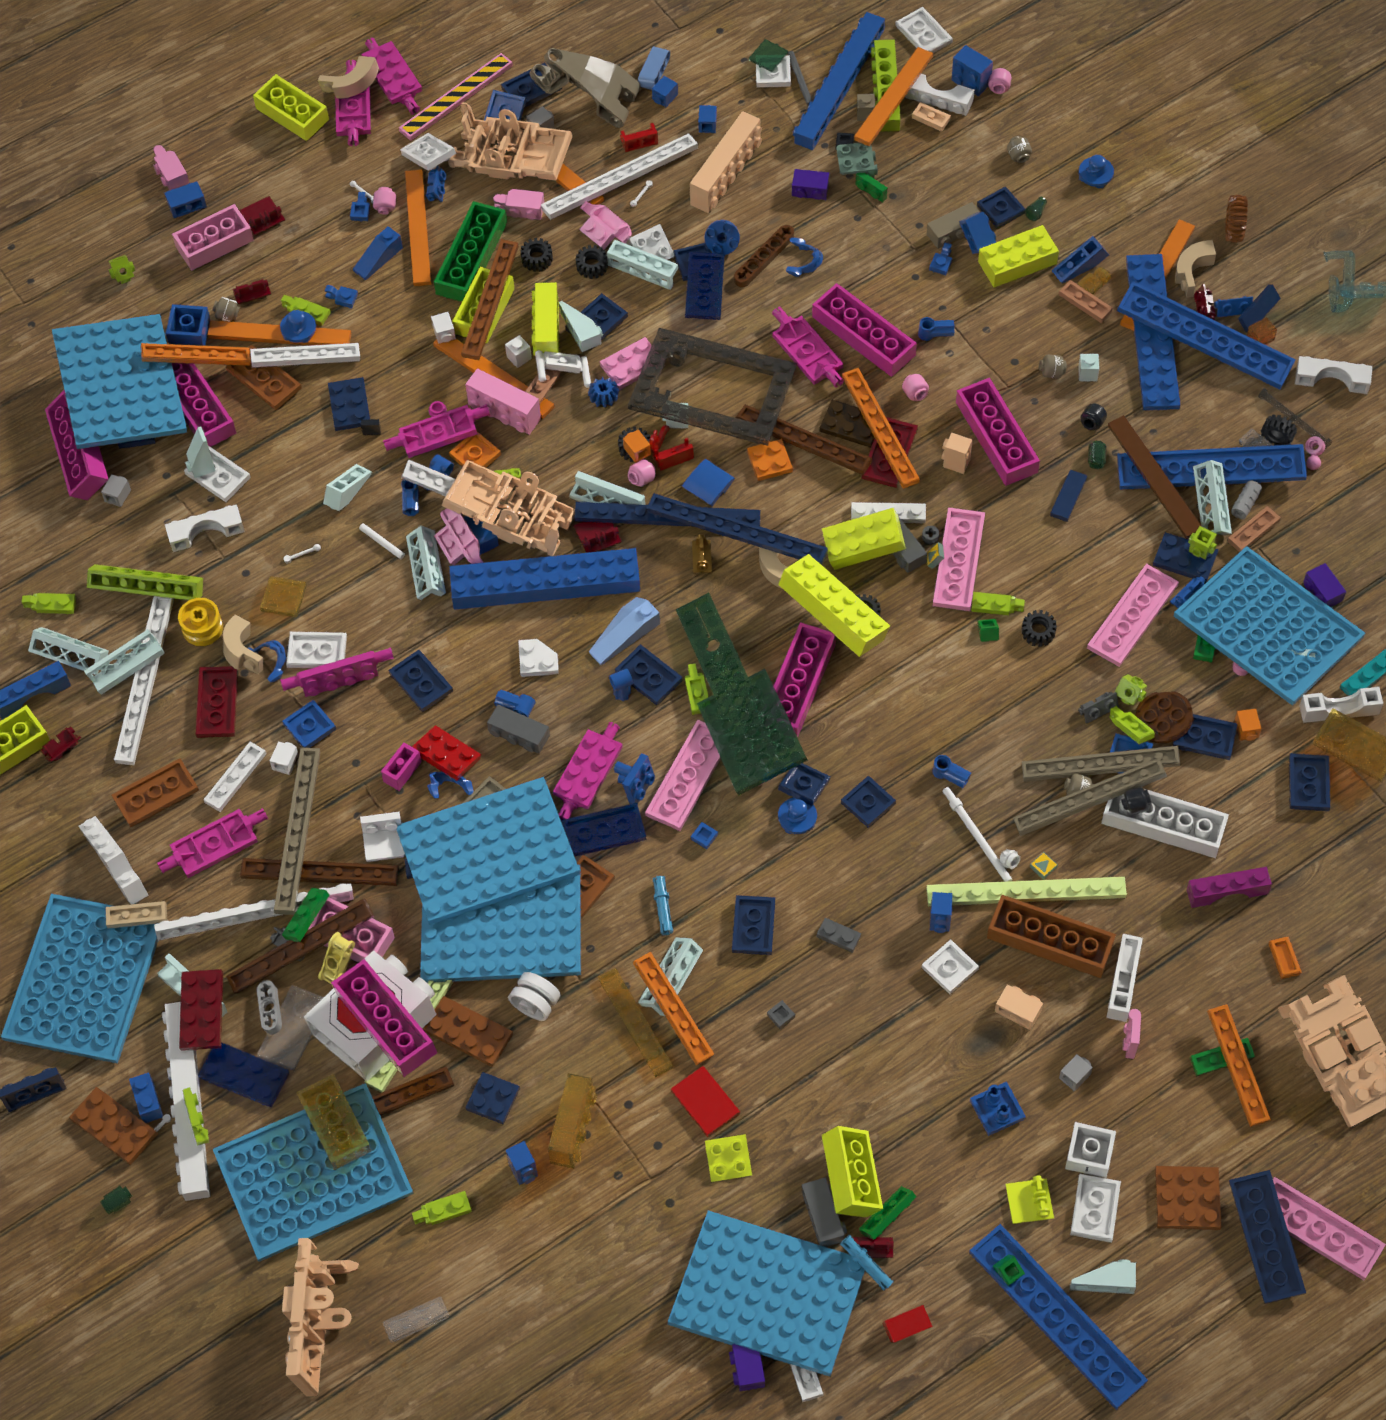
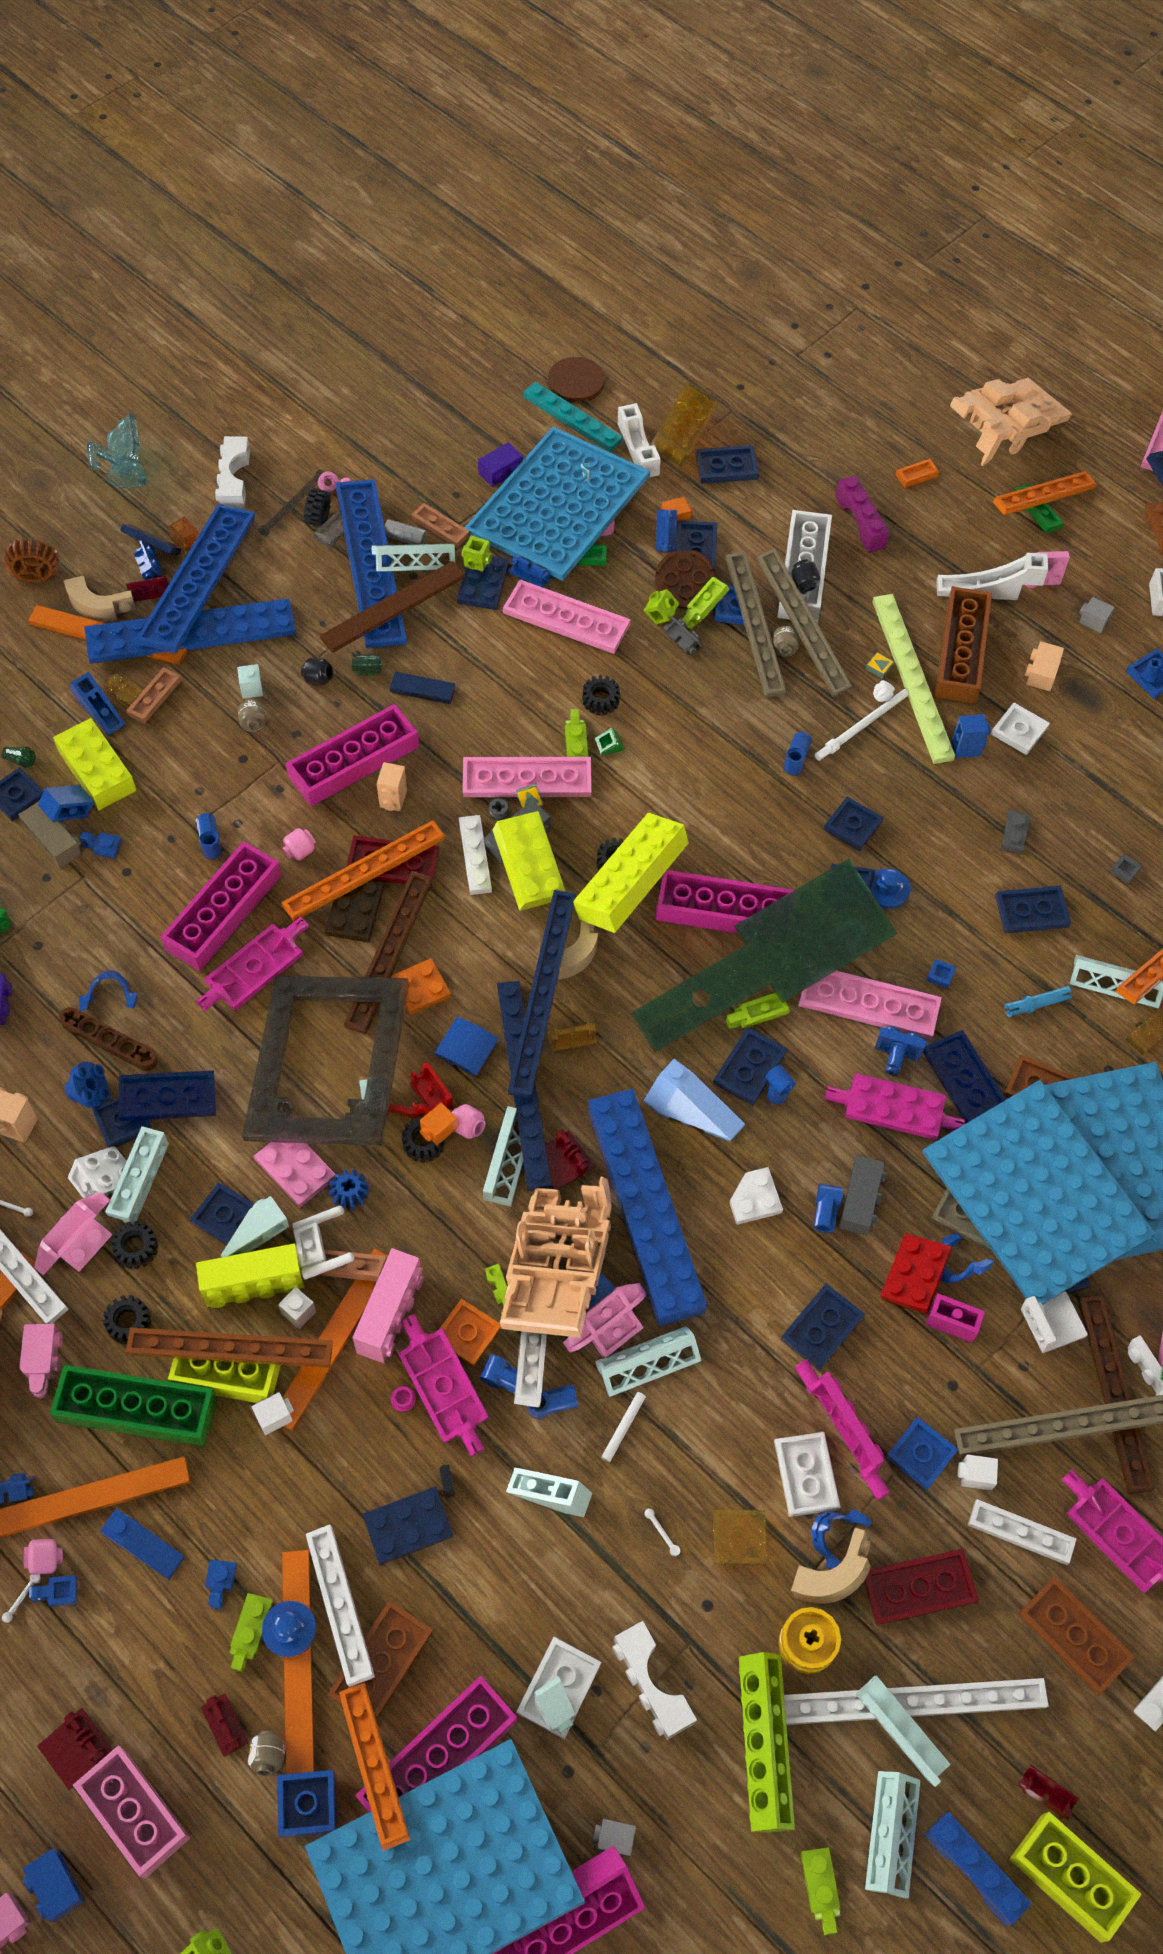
camera: 105 degrees left, 0 degrees up
(1223, 708) = (666, 530): none -> blue hinge

